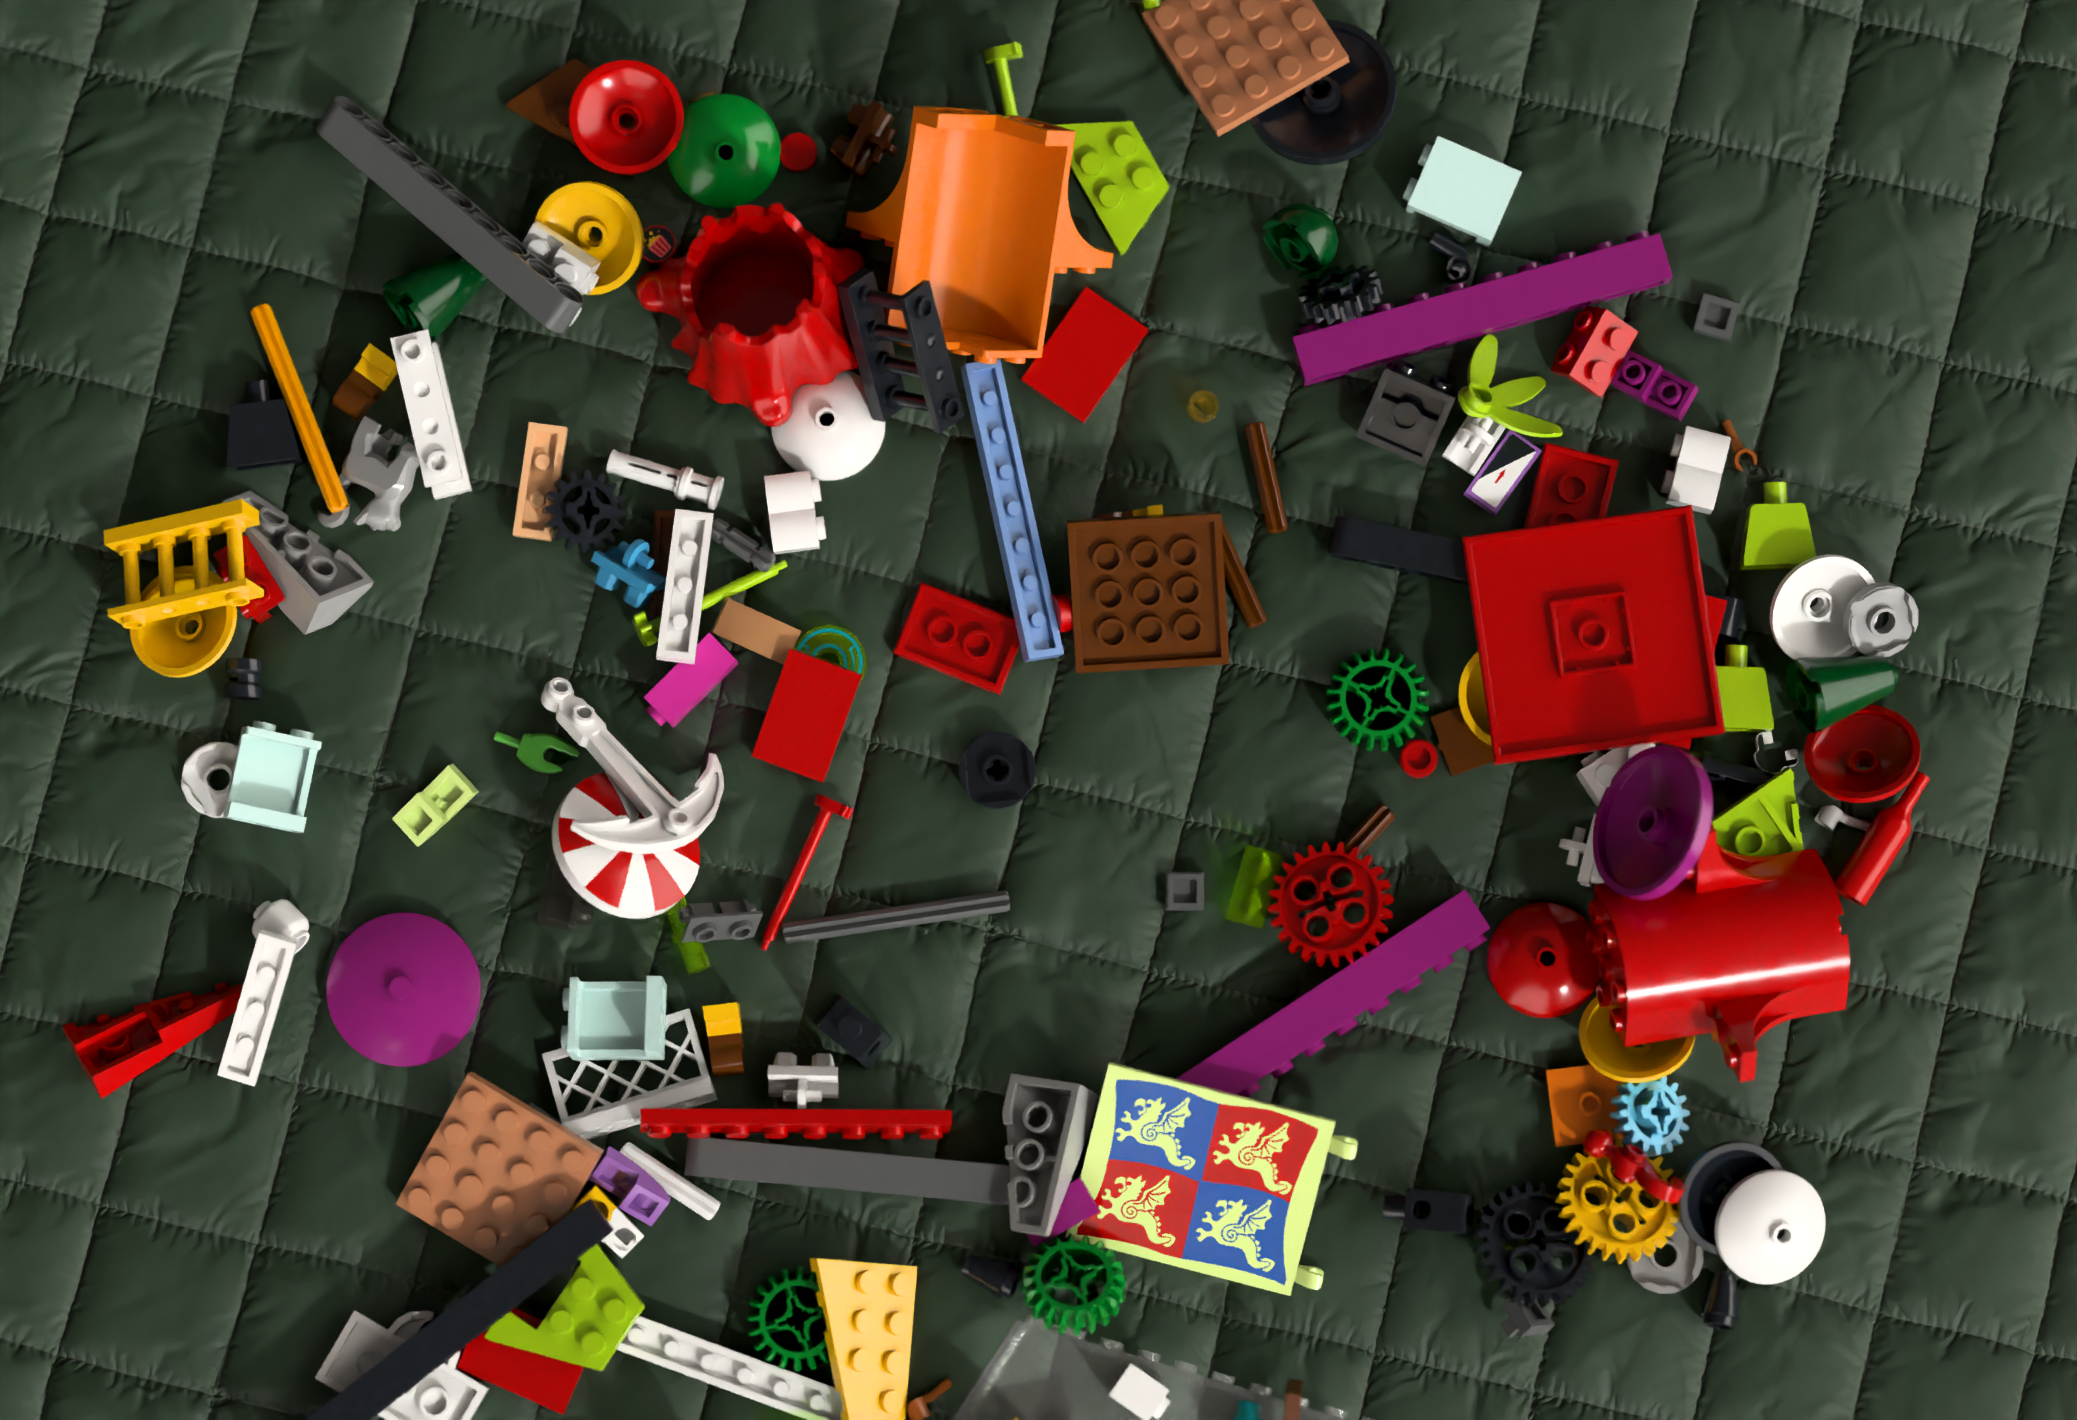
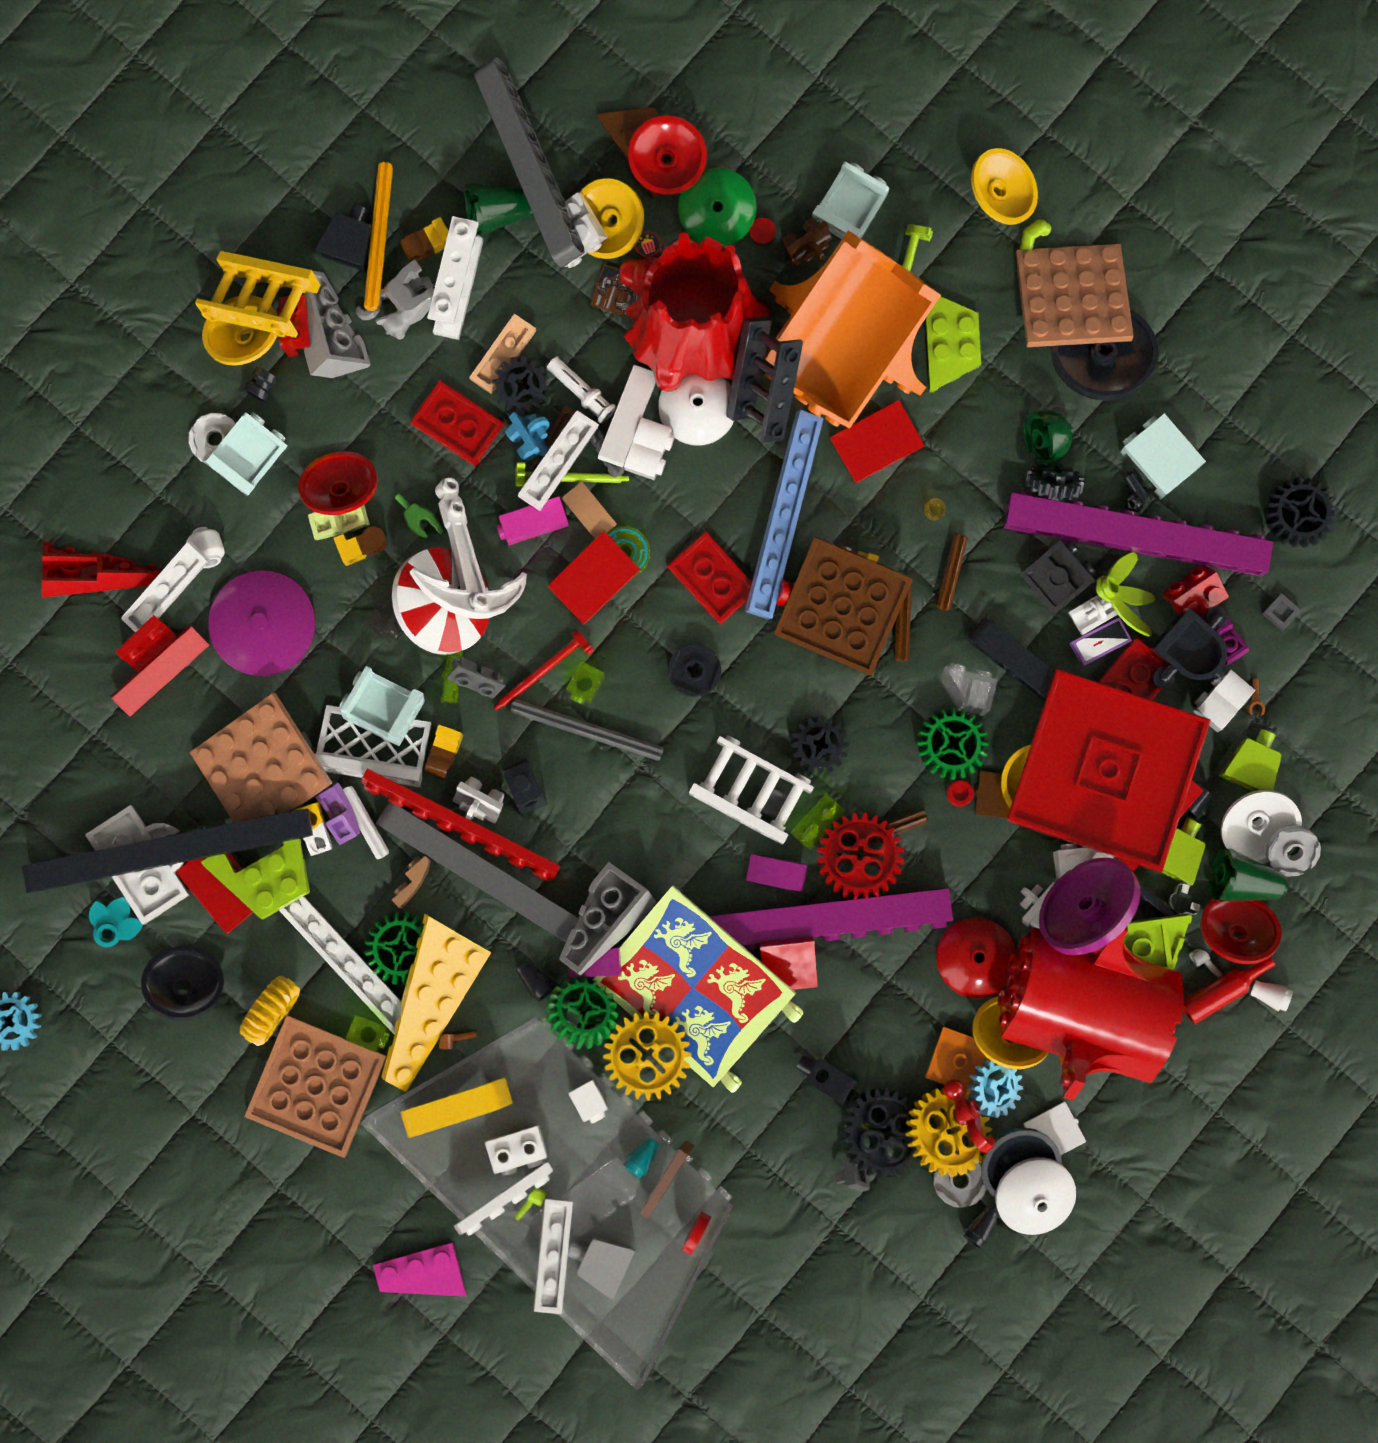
camera: 20 degrees right, 0 degrees up
(270, 1092) = (146, 643): none -> red bracket
(302, 1117) = (159, 670): none -> tile
(402, 748) = (337, 483): none -> red dish
(492, 815) = (362, 546): none -> leg
(526, 602) = (457, 423): none -> red tile
(642, 331) = (612, 293): none -> piece
(745, 483) = (627, 416): none -> white tile
(771, 1213) = (417, 873): none -> medium nougat slope
(858, 842) = (589, 672): none -> clear neon green brick
(895, 58) = (851, 201): none -> light aqua panel
(1127, 920) = (728, 804): none -> white fence
(1174, 1331) = (630, 1072): none -> yellow gear
(1226, 785) = (832, 750): none -> black gear
(1233, 979) = (776, 872): none -> magenta slope
(1310, 1083) = (791, 961): none -> tile
(1362, 621) = (968, 689): none -> clear slope
(1622, 423) = (1191, 647): none -> black piece
(1659, 176) = (1309, 517): none -> black gear
(1758, 1123) = (1059, 1126): none -> white piece
(1945, 818) = (1272, 994): none -> white cone

